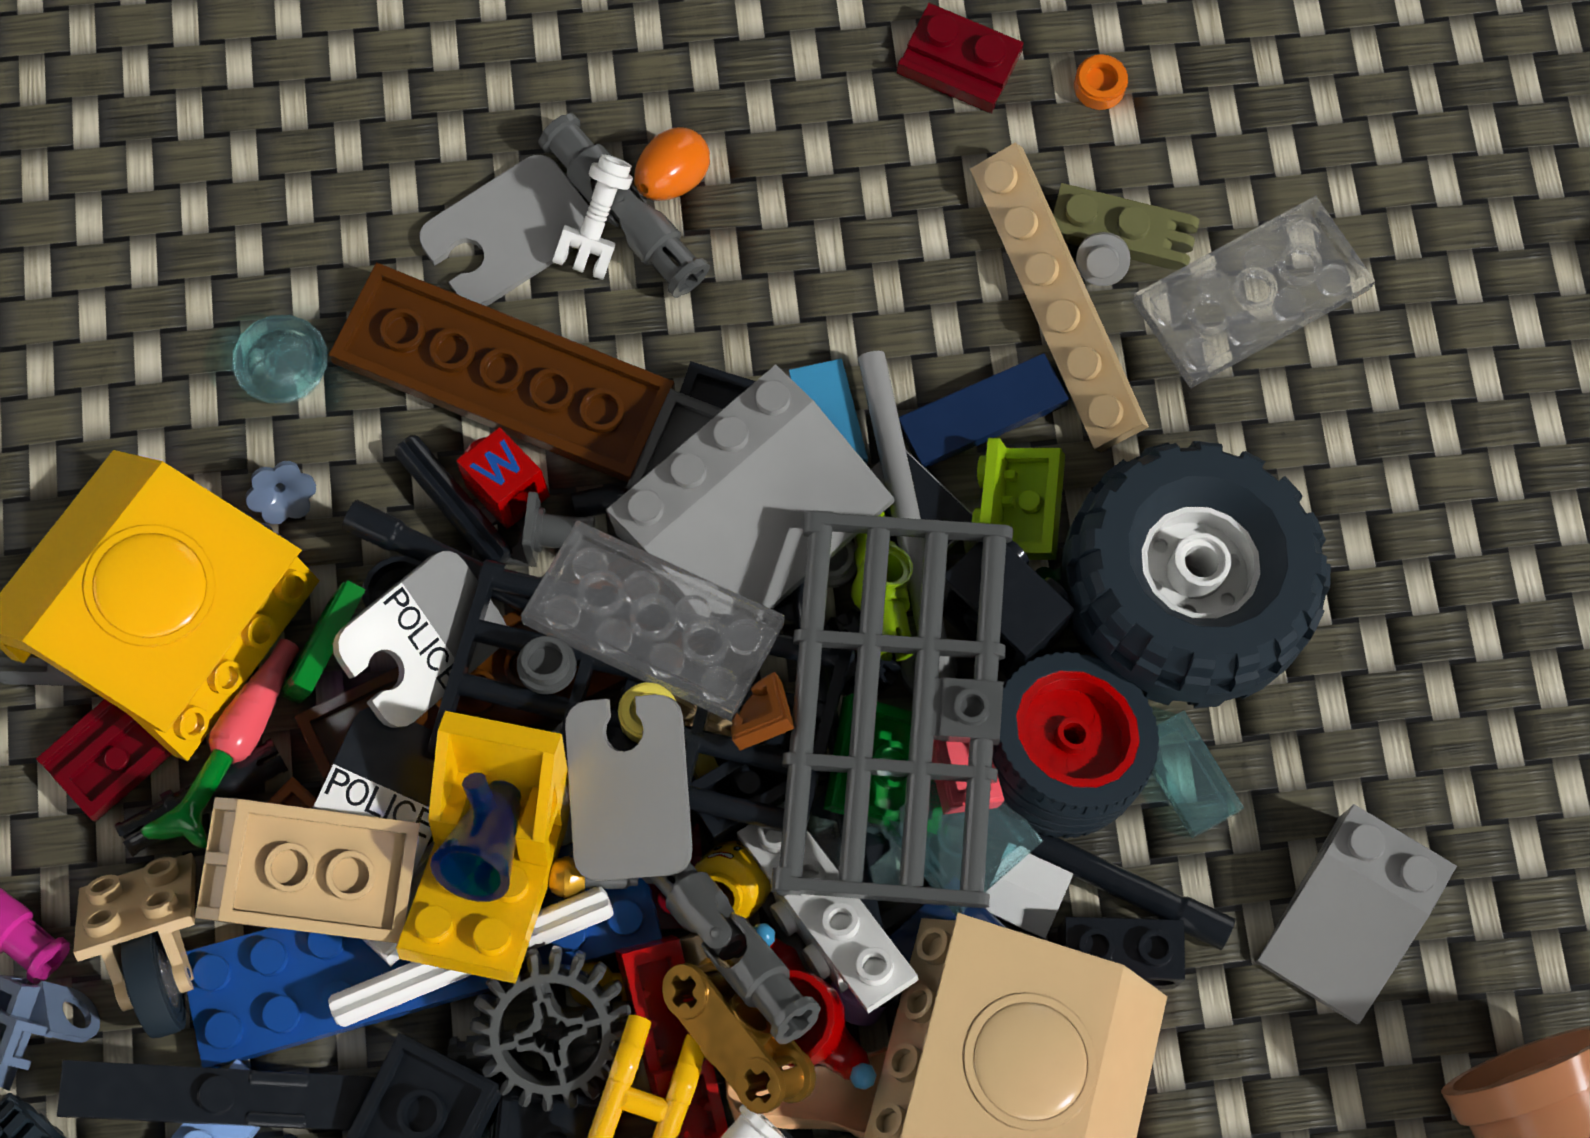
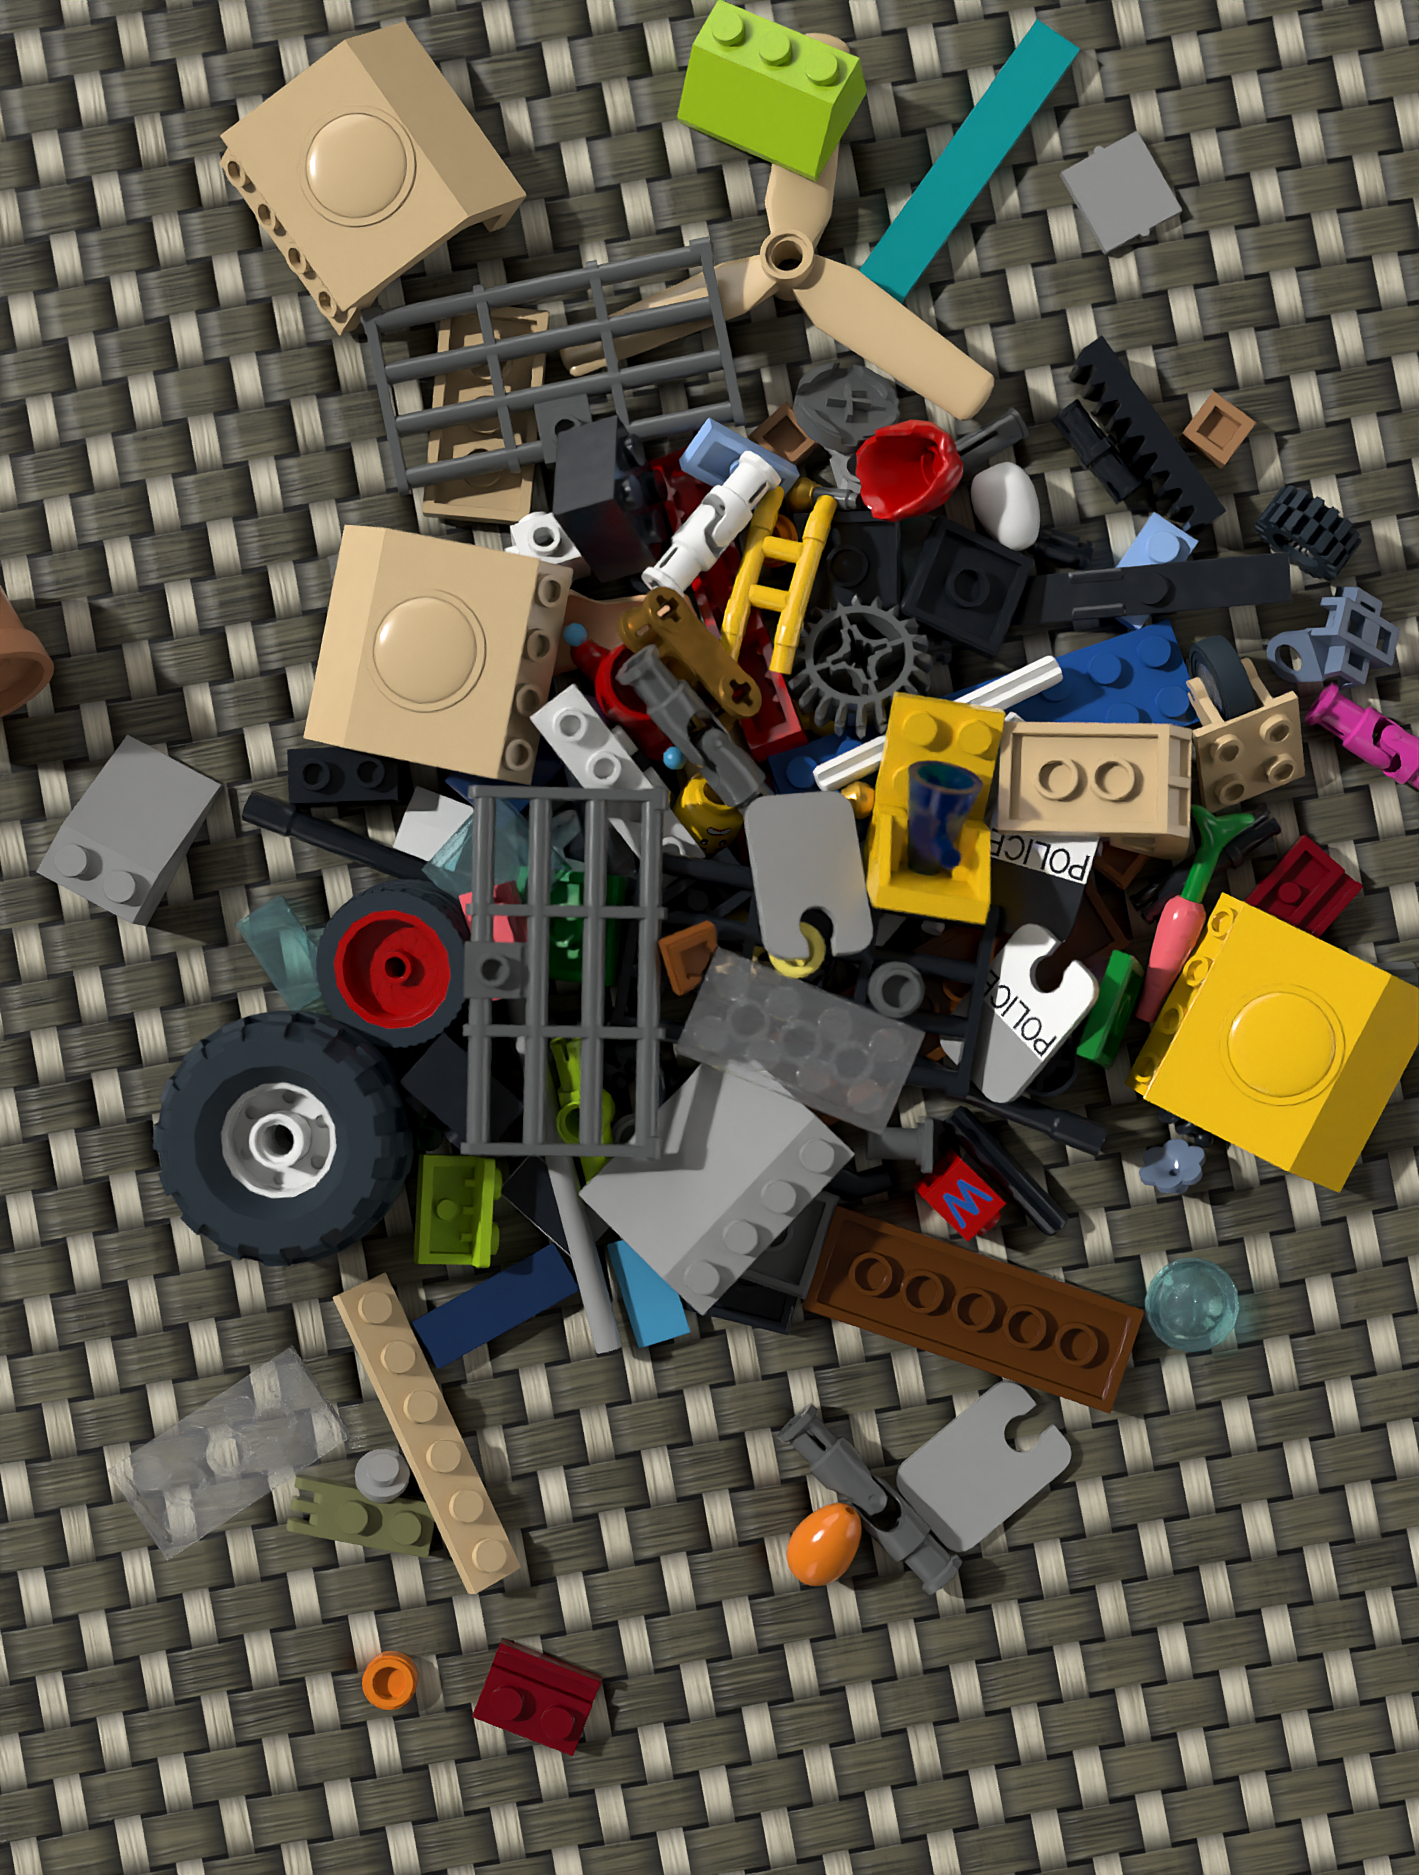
camera: 175 degrees right, 15 degrees up
(610, 176) = (884, 1517): white hinge -> none

